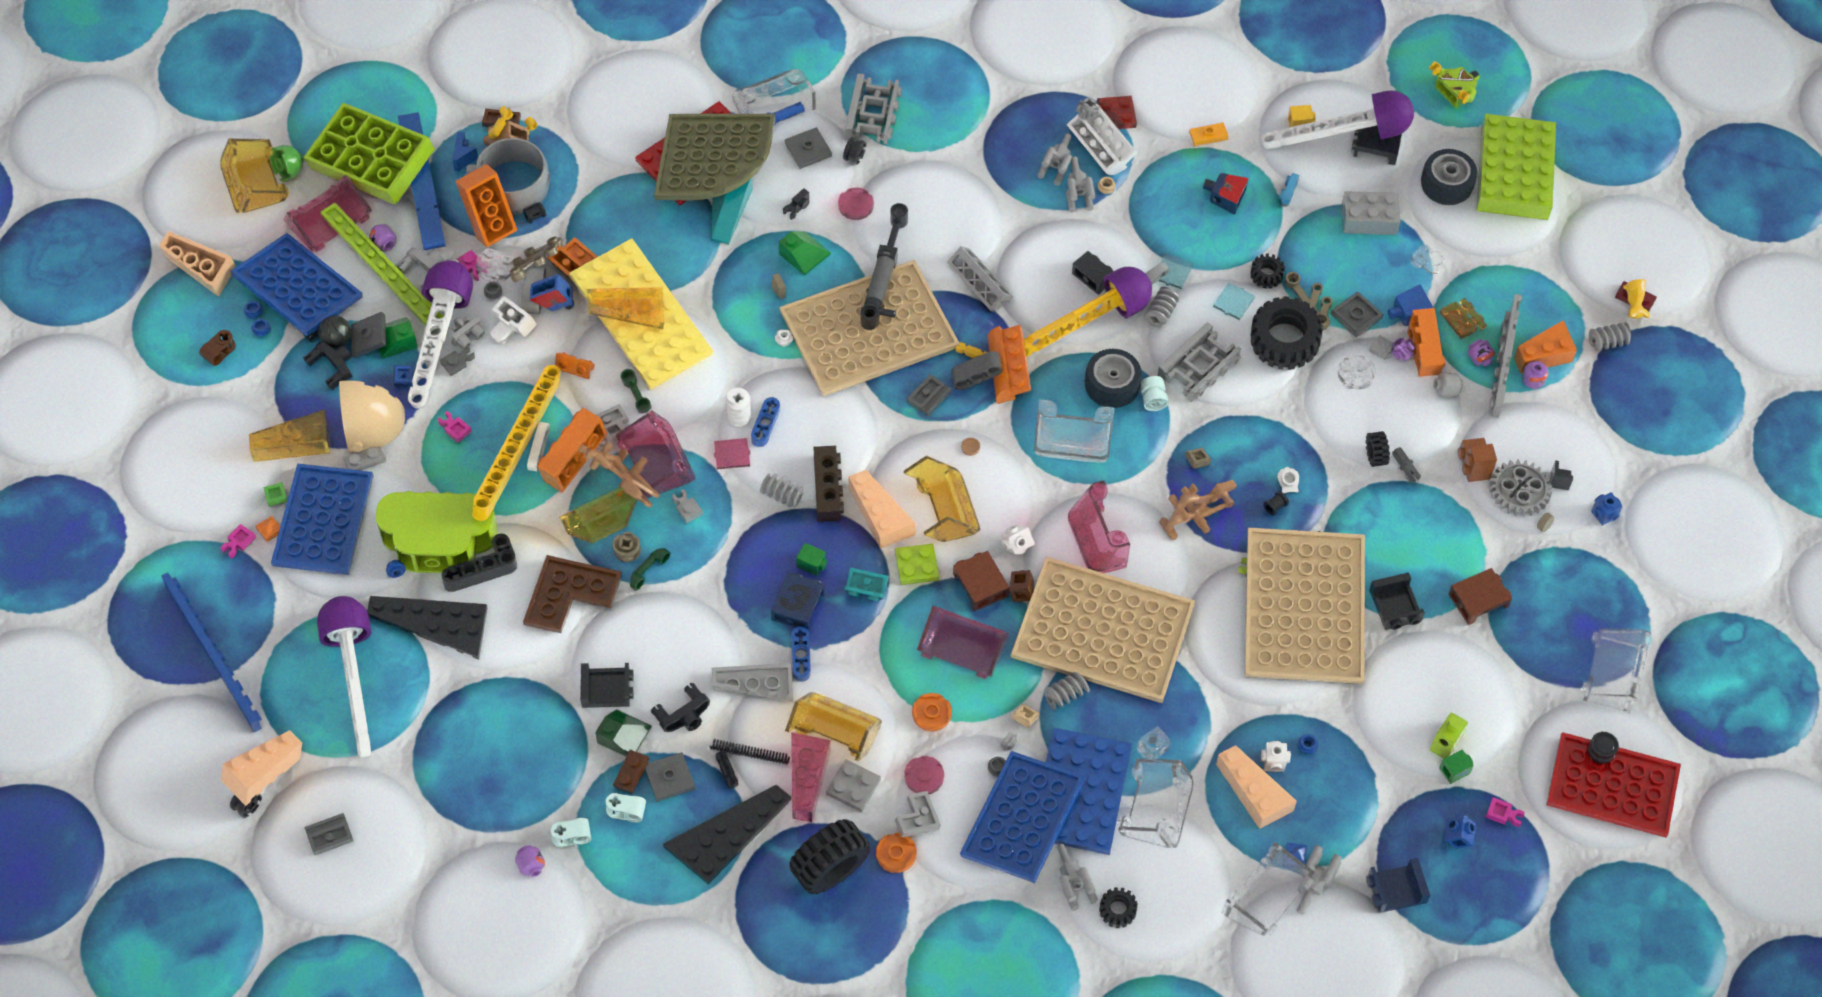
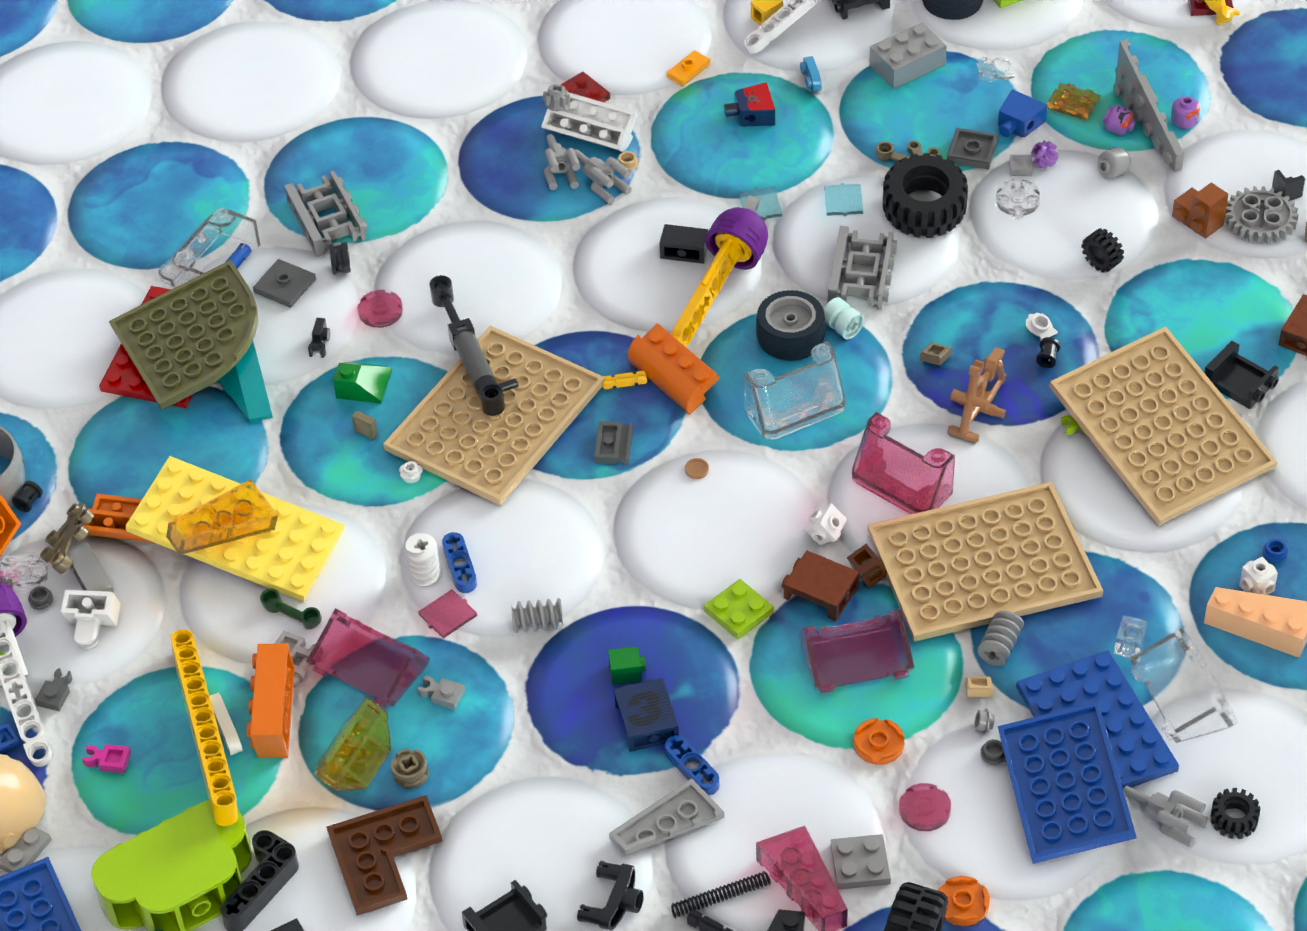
camera: 30 degrees left, 10 degrees down
(464, 328) = (40, 654): light grey hips -> none
(552, 293) = (119, 558): blue torso -> none
(574, 366) = (199, 621): orange hinge -> none
(631, 479) = (377, 692): medium nougat piece -> none
(660, 555) = (454, 756): dark green bar -> none
(826, 509) = (579, 583): dark brown brick -> none
(834, 721) = (793, 806): clear yellow windscreen -> none
(866, 583) = (704, 655): teal bracket -> none
(881, 512) = (657, 577): light nougat wedge -> none
(923, 816) = (961, 847): light grey plate -> none
(949, 499) = (718, 528): clear yellow windscreen -> none
(976, 370) = (647, 390): dark grey beam -> none
(984, 274) = (573, 301): light grey fence -> none
(1162, 307) = (781, 238): light grey piece -> none
(1267, 262) = (853, 163): black tyre -> none
(1406, 464) = (1140, 253): dark grey axle -> none
(1426, 340) = (1054, 125): orange wedge -> none
(1550, 347) = (1178, 79): orange wedge -> none
(1610, 335) = (1221, 46): light grey piece -> none

